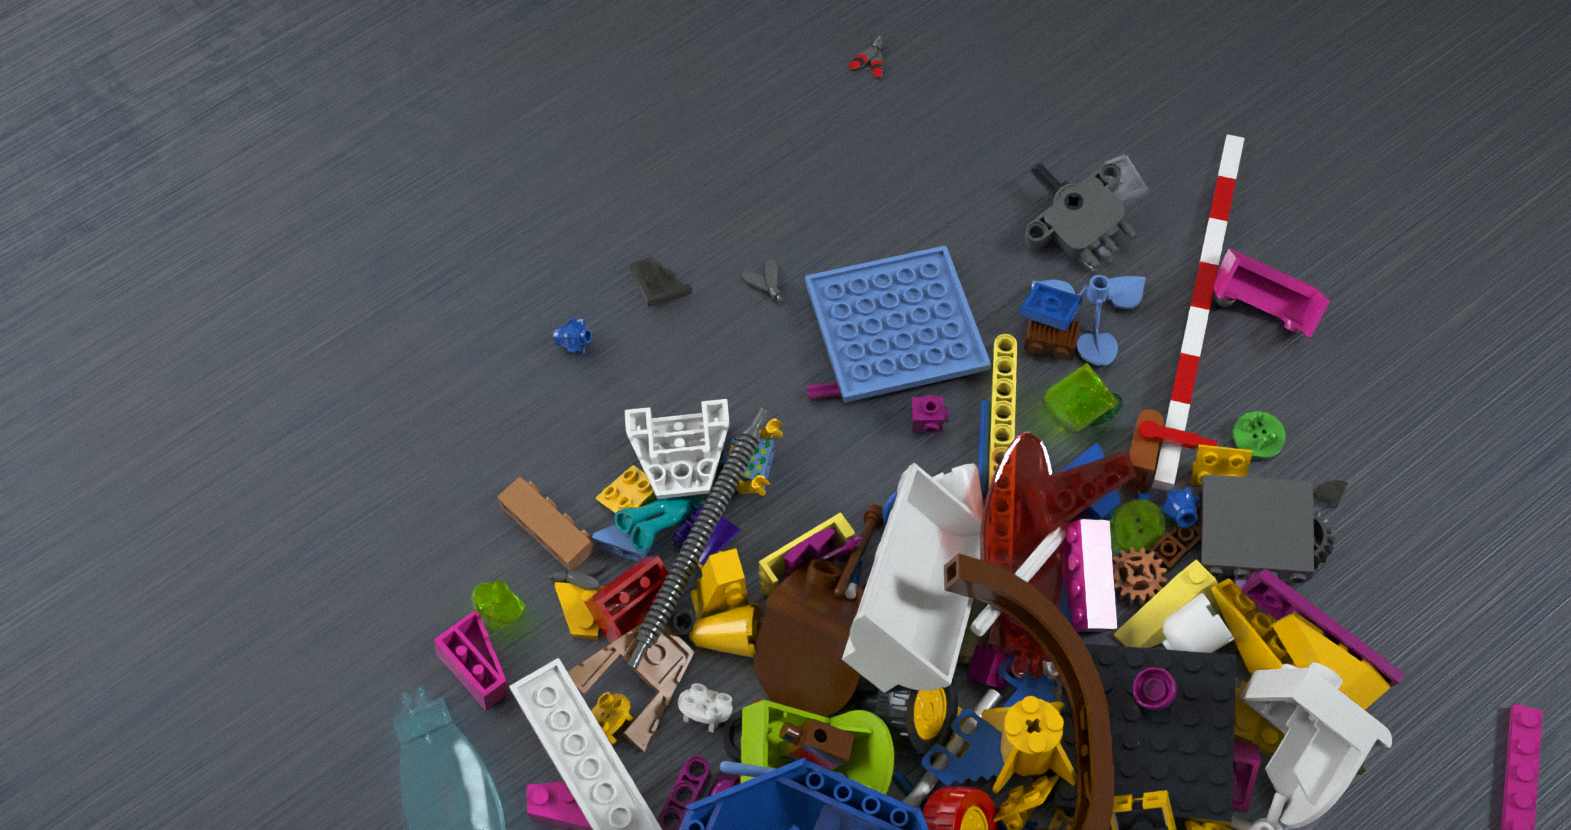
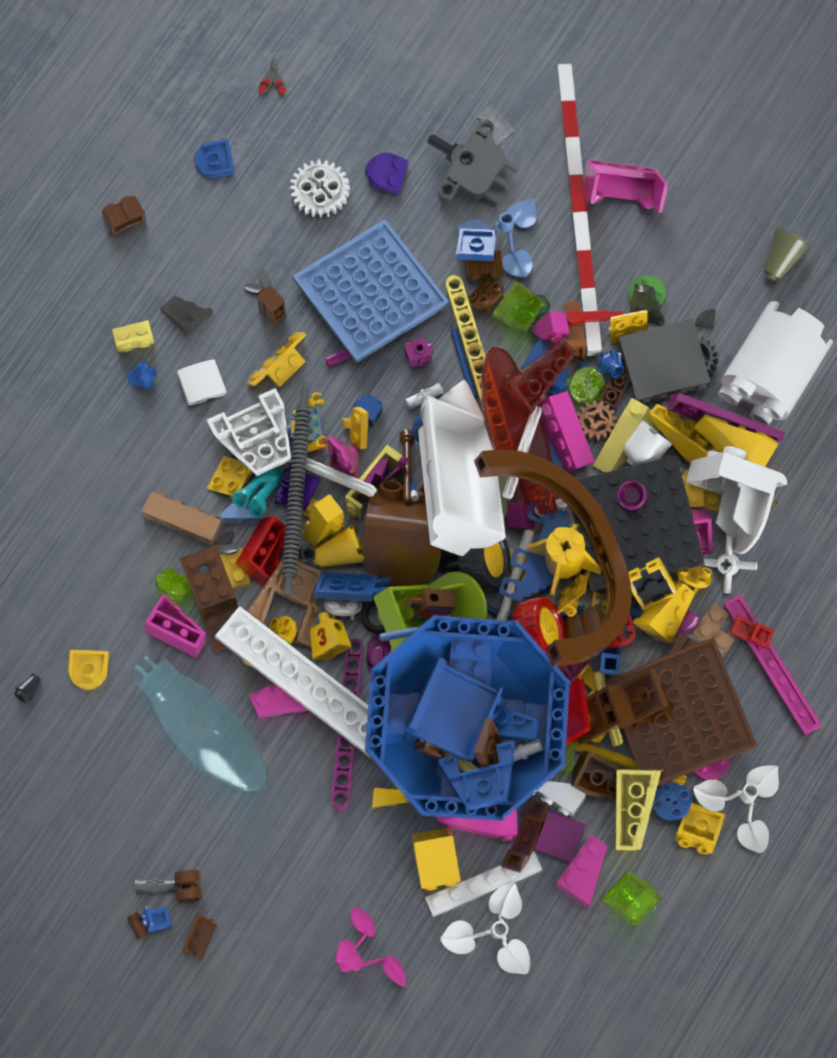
camera: 25 degrees left, 10 degrees up
(256, 674) = (27, 688): none -> black cone
(345, 675) = (88, 668): none -> yellow tile
(539, 628) = (210, 591): none -> reddish brown bracket
(584, 289) = (133, 336): none -> light yellow bracket
(632, 151) = (123, 214): none -> reddish brown brick
(642, 367) = (201, 382): none -> white slope
(666, 745) = (328, 638): none -> yellow torso
(721, 683) = (350, 586): none -> blue tile
(751, 378) = (282, 364): none -> yellow bracket
(763, 535) = (339, 477): none -> white axle
(764, 300) = (271, 305): none -> reddish brown brick
(767, 123) = (214, 159): none -> blue tile
(779, 511) = (343, 457): none -> dark pink wedge
(814, 481) = (358, 427): none -> yellow hinge
(837, 465) = (371, 405): none -> blue brick
(860, 196) = (307, 199): none -> white gear
(932, 469) = (419, 398): none -> white pin
(968, 193) = (386, 172): none -> dark purple slope
(1042, 371) = (486, 295): none -> reddish brown plate
(1115, 433) = (551, 326): none -> dark pink slope
(1255, 436) = (645, 299): none -> clear smoke wing
(1416, 575) = (775, 364): none -> white brick
(1465, 438) = (783, 253): none -> olive cone

